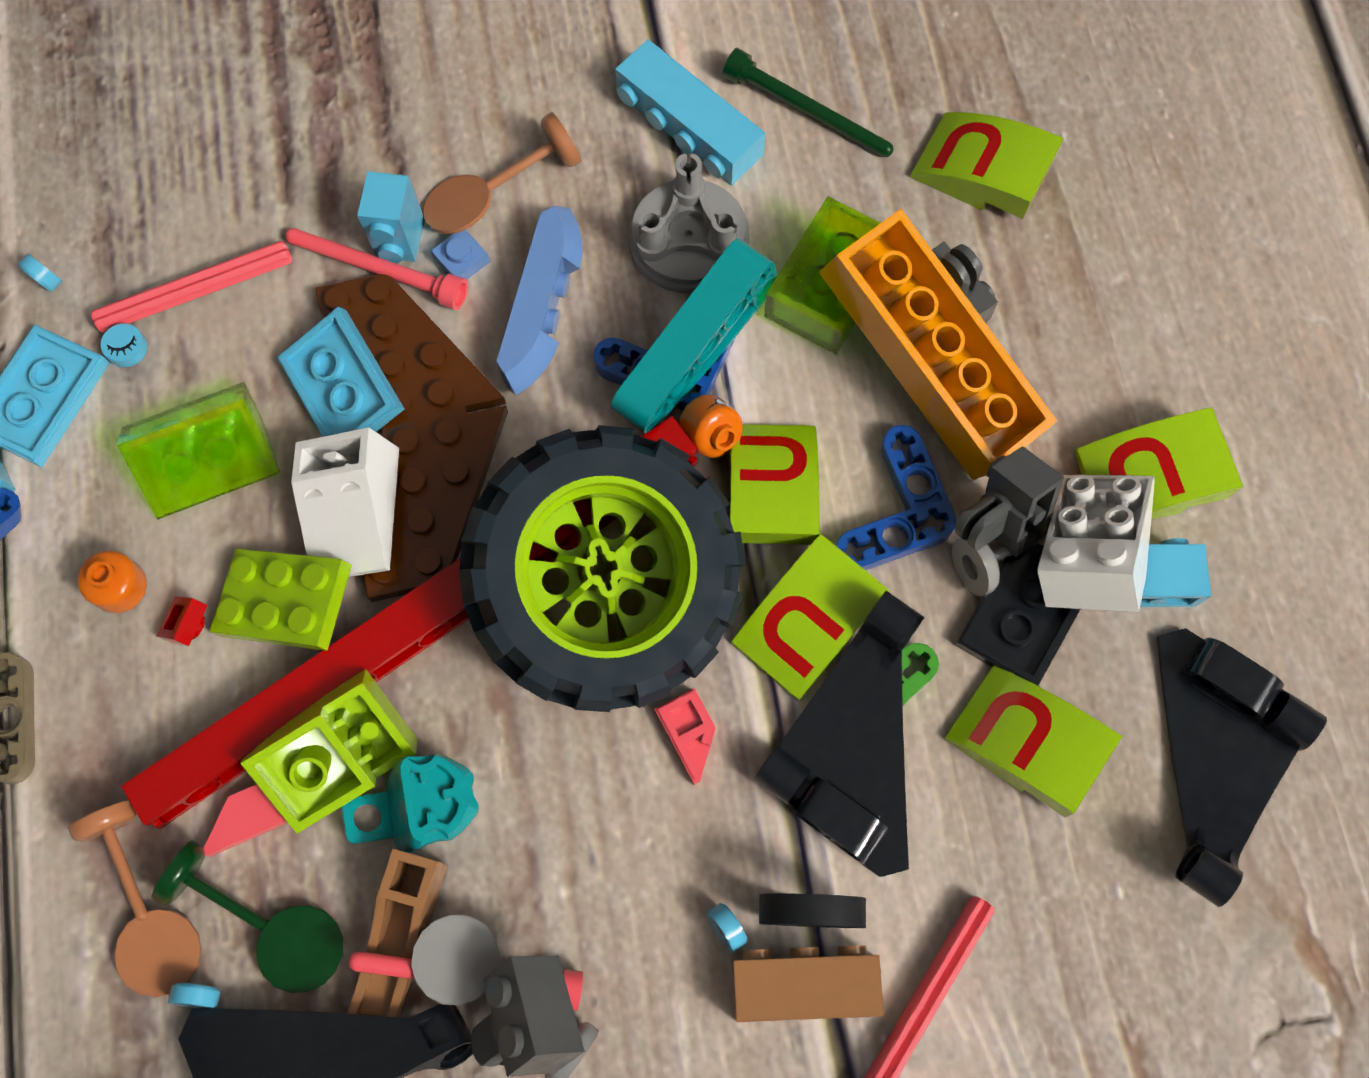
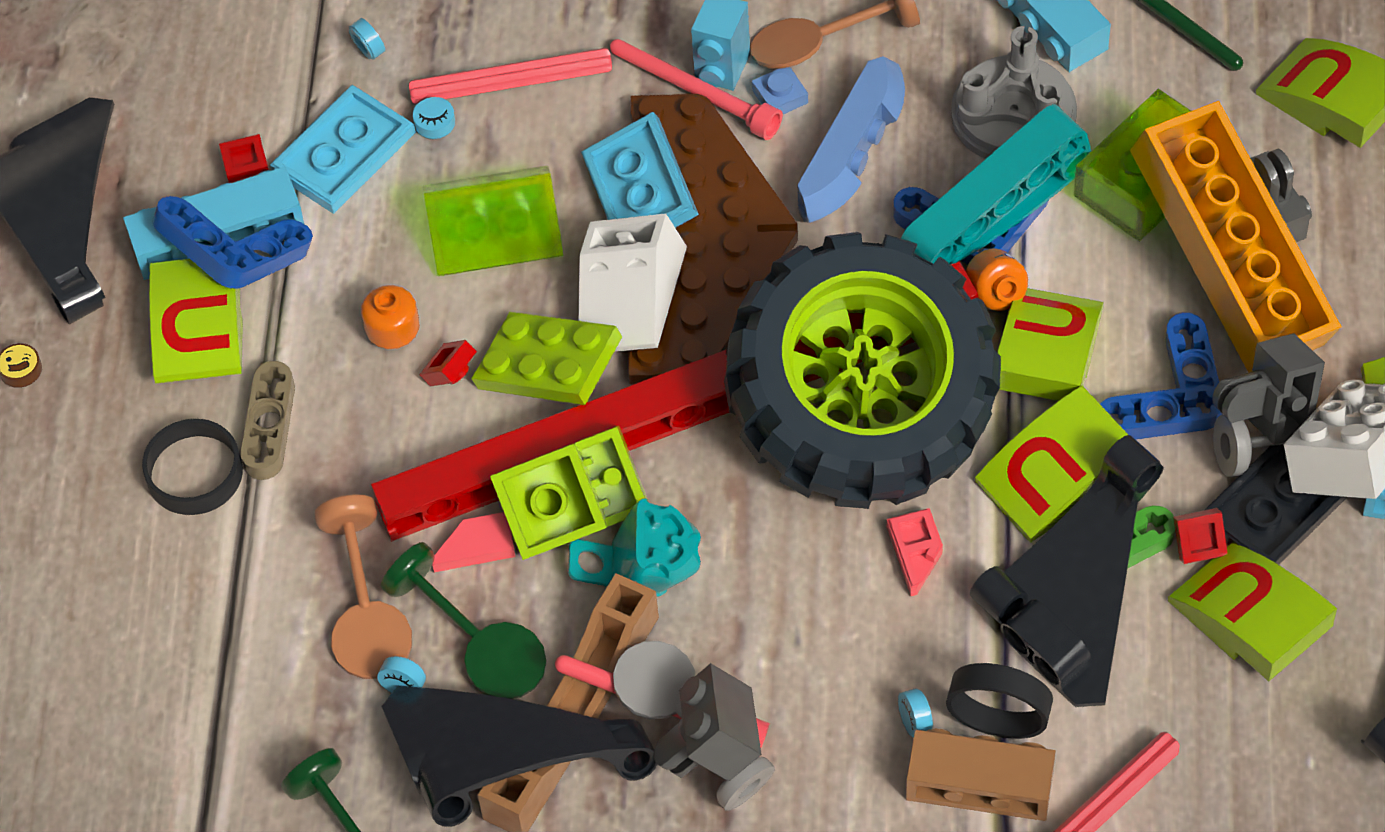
camera: 15 degrees right, 15 degrees down
(964, 668) = (1200, 535): none -> red plate

